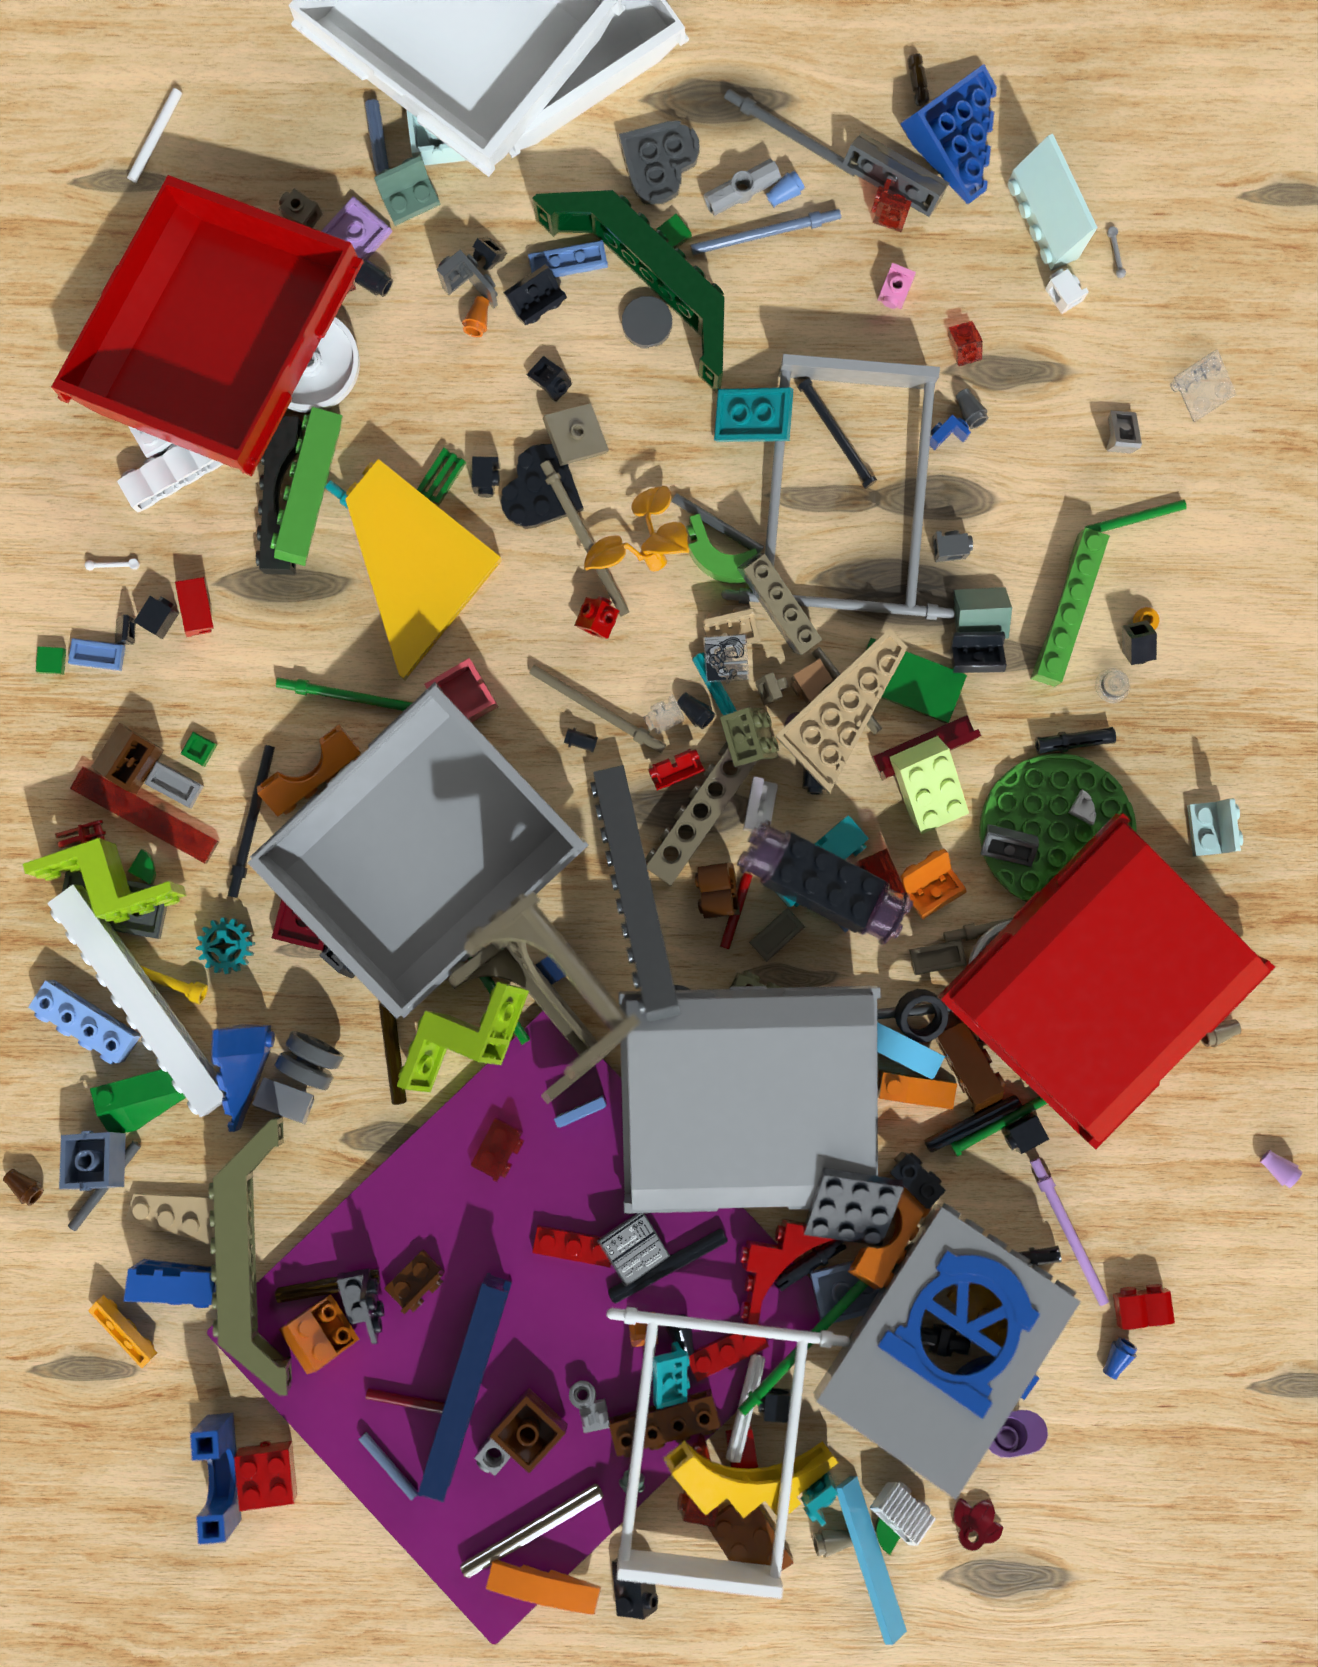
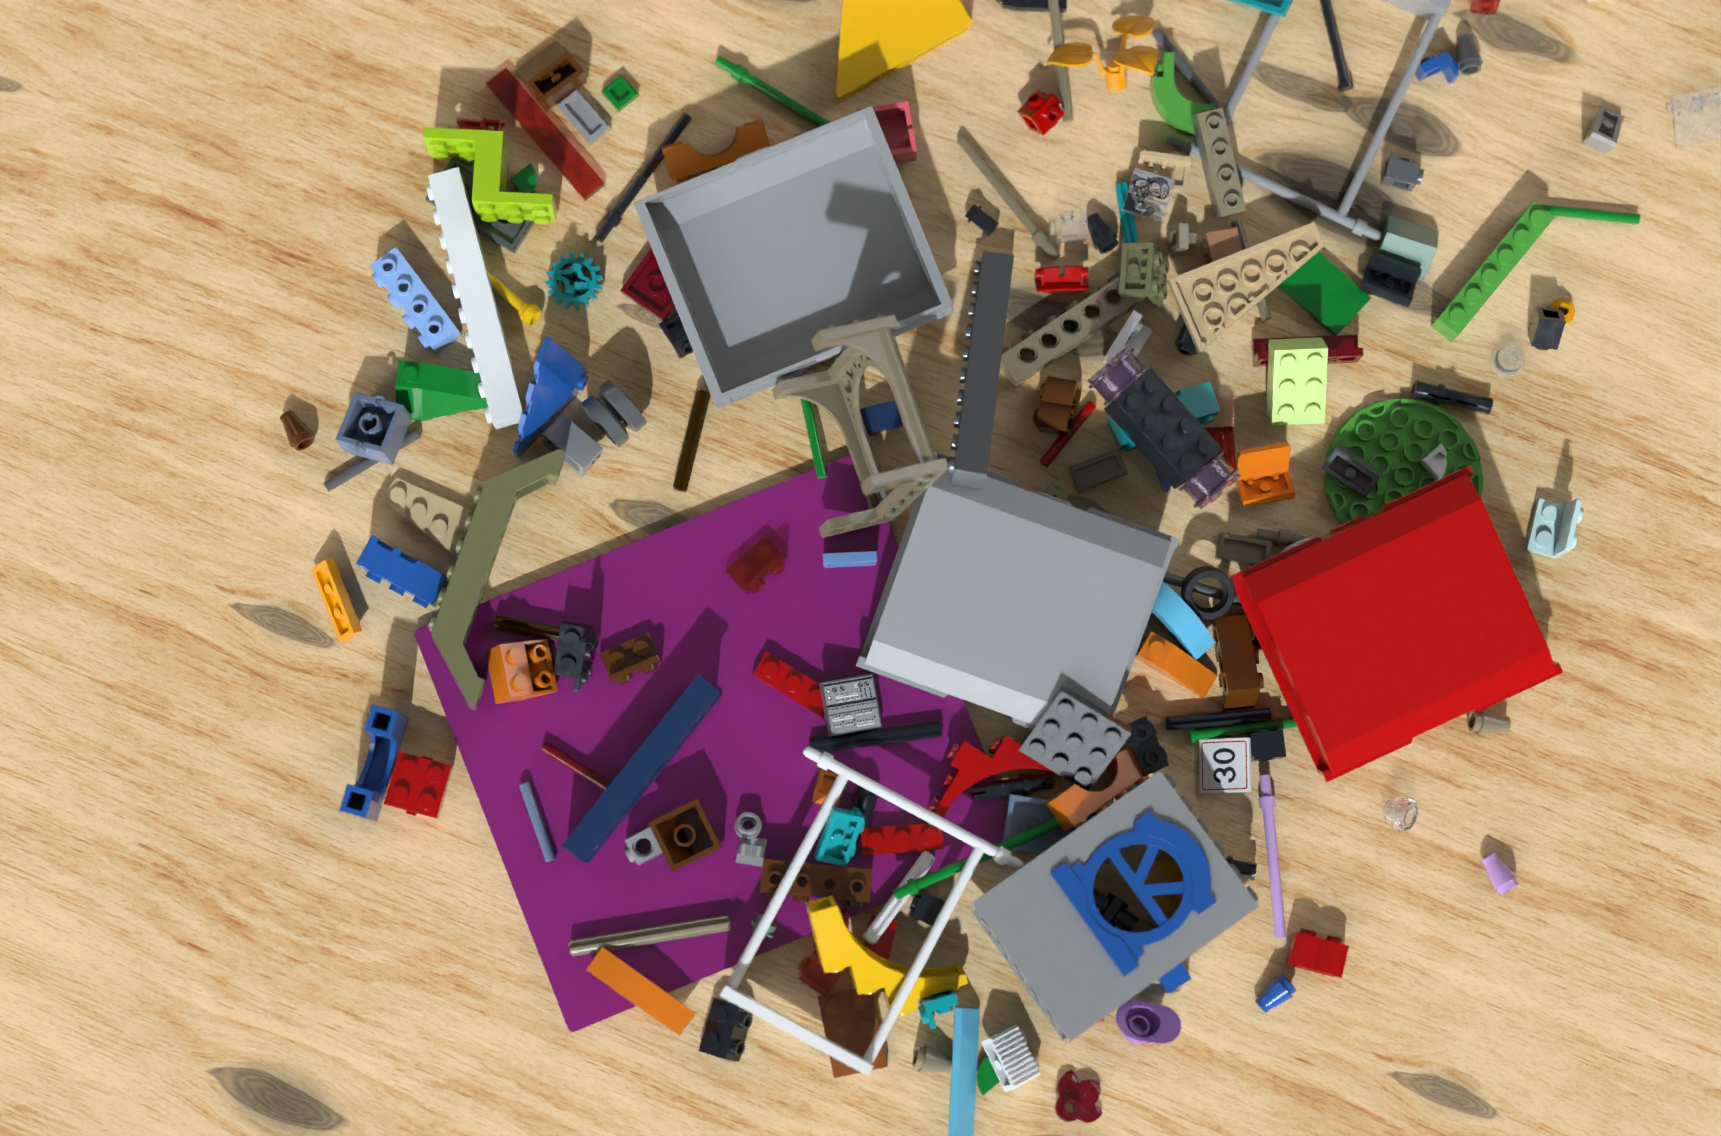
camera: 15 degrees right, 5 degrees down
(443, 1032) = (749, 434): lime bracket -> none
(996, 1167) = (1225, 765): none -> white piece
(1171, 1148) = (1401, 813): none -> clear cone

